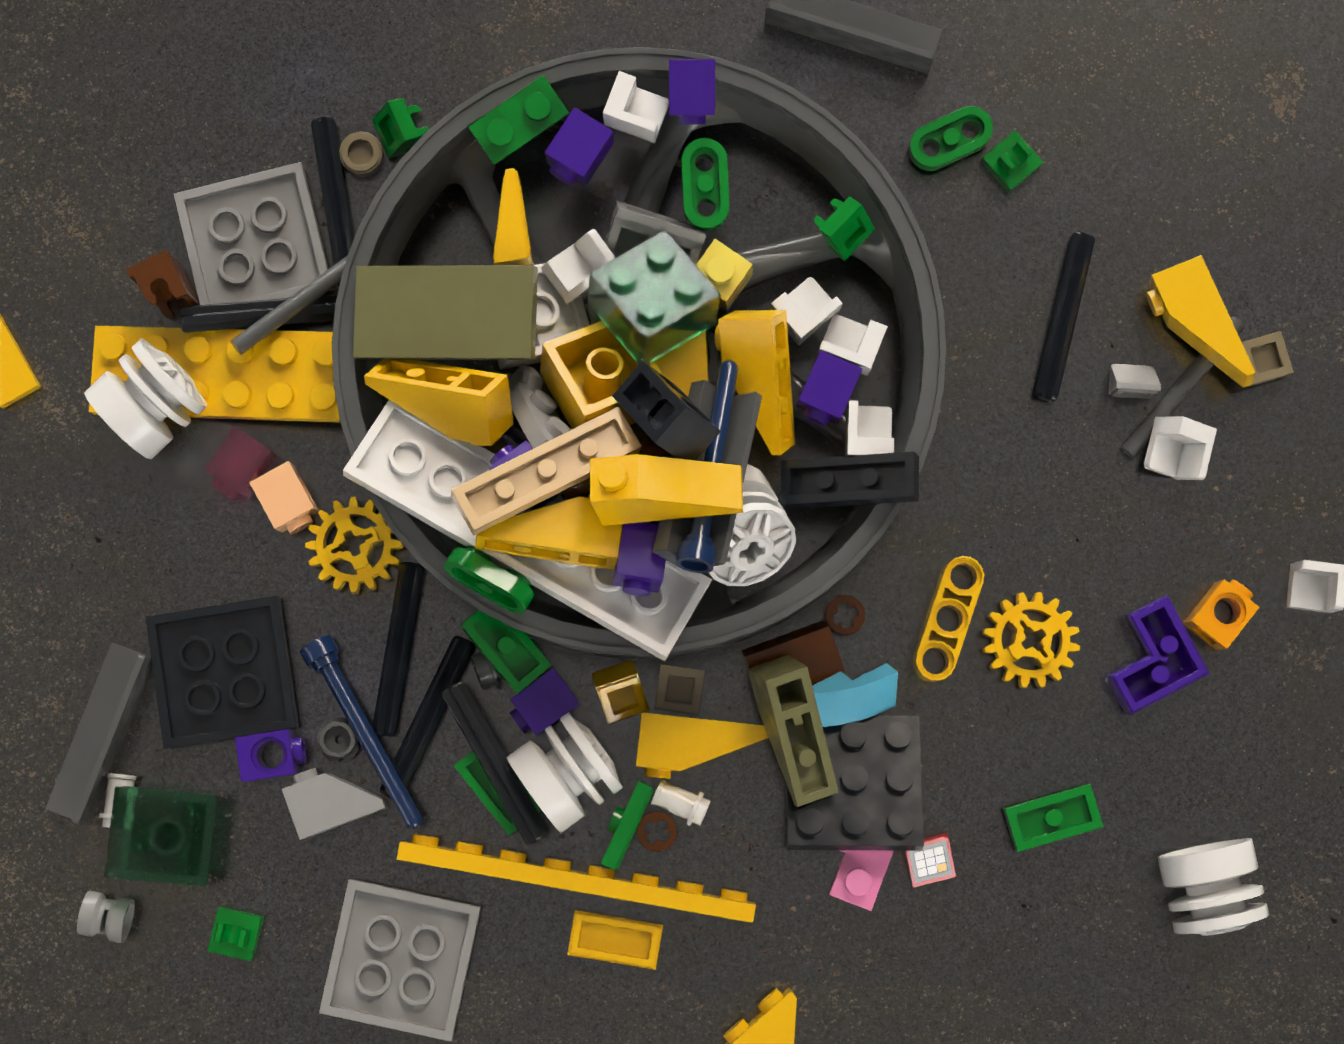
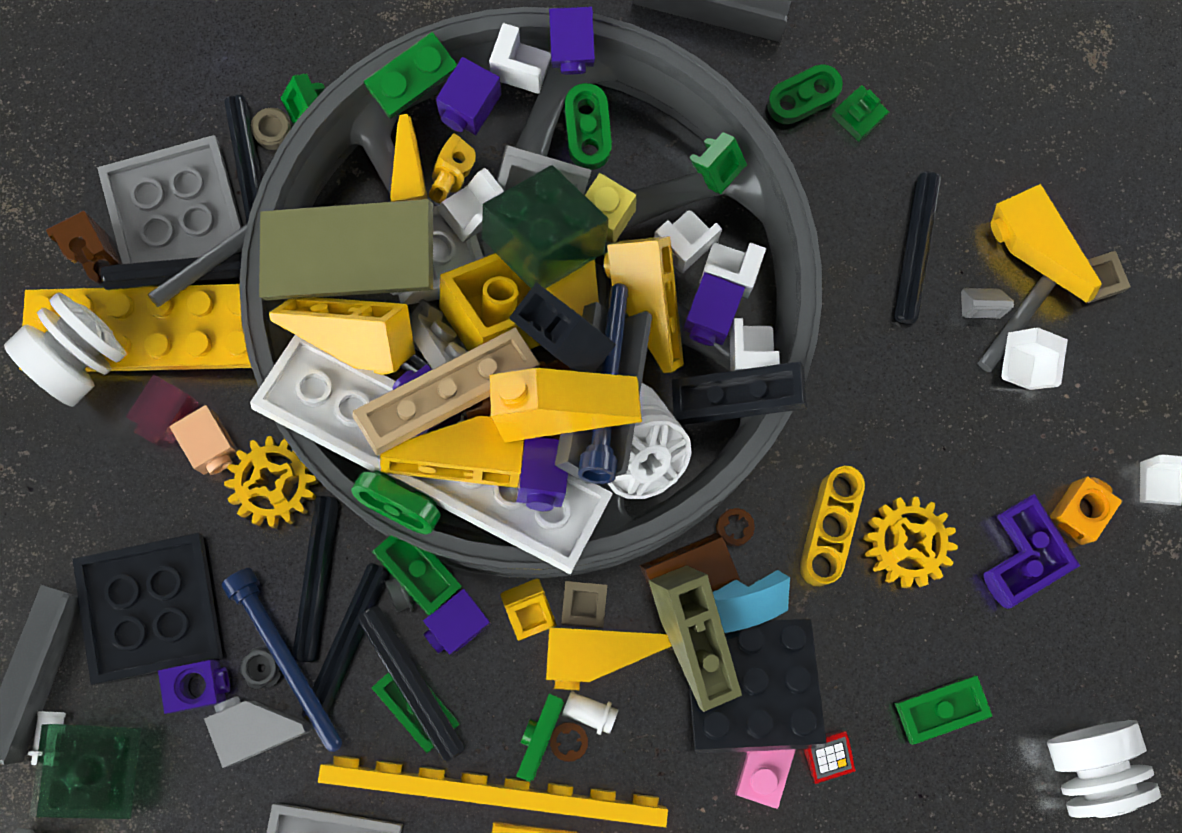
camera: 10 degrees left, 5 degrees down
(555, 231) = (448, 174): none -> yellow piece
(565, 772) = (478, 689): white wheel -> none

